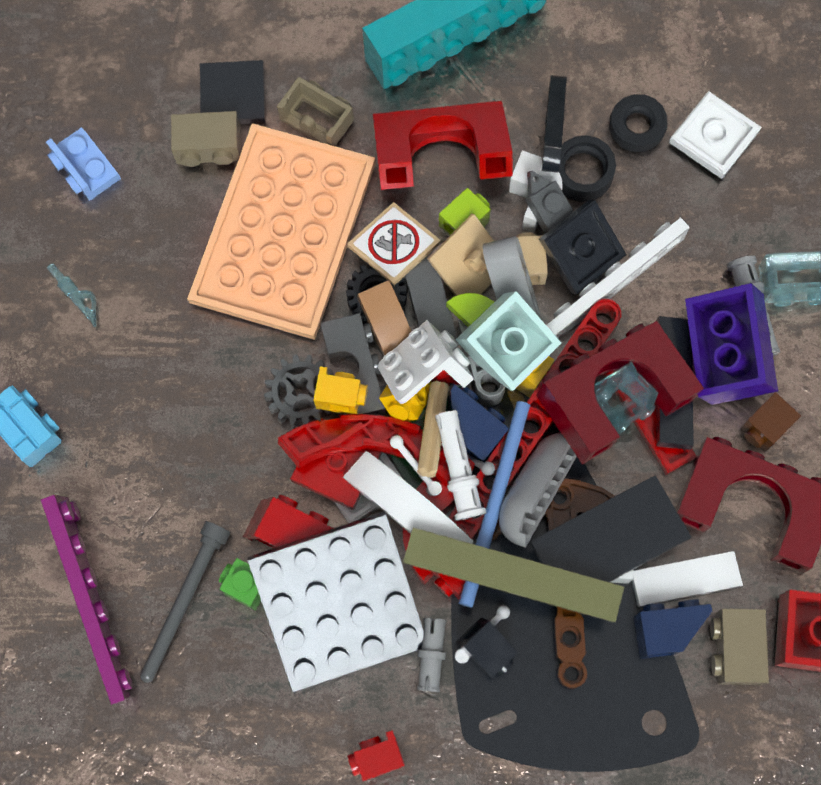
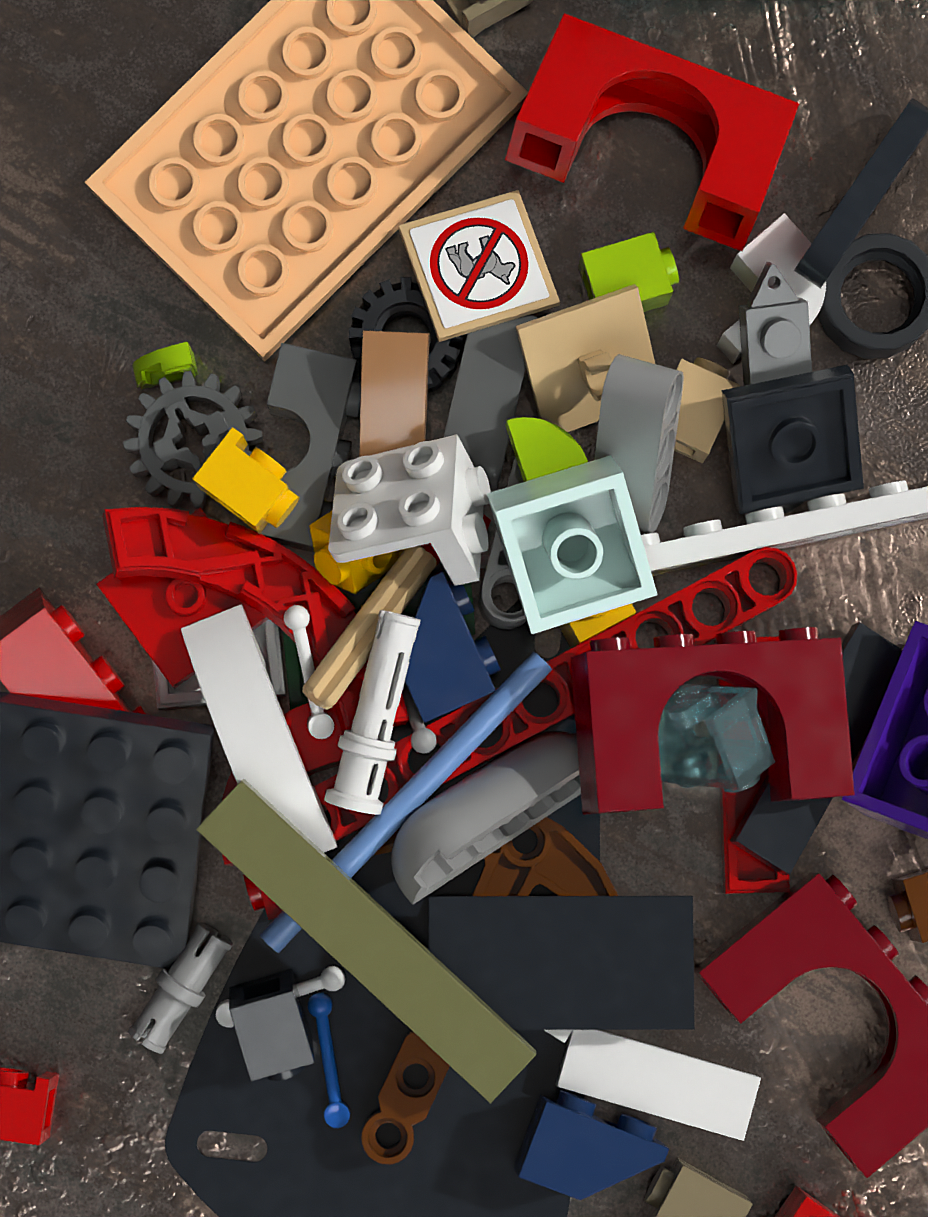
camera: 20 degrees right, 10 degrees up
(269, 360) = (165, 362): none -> lime tile
(540, 677) = (337, 1112): none -> blue hinge

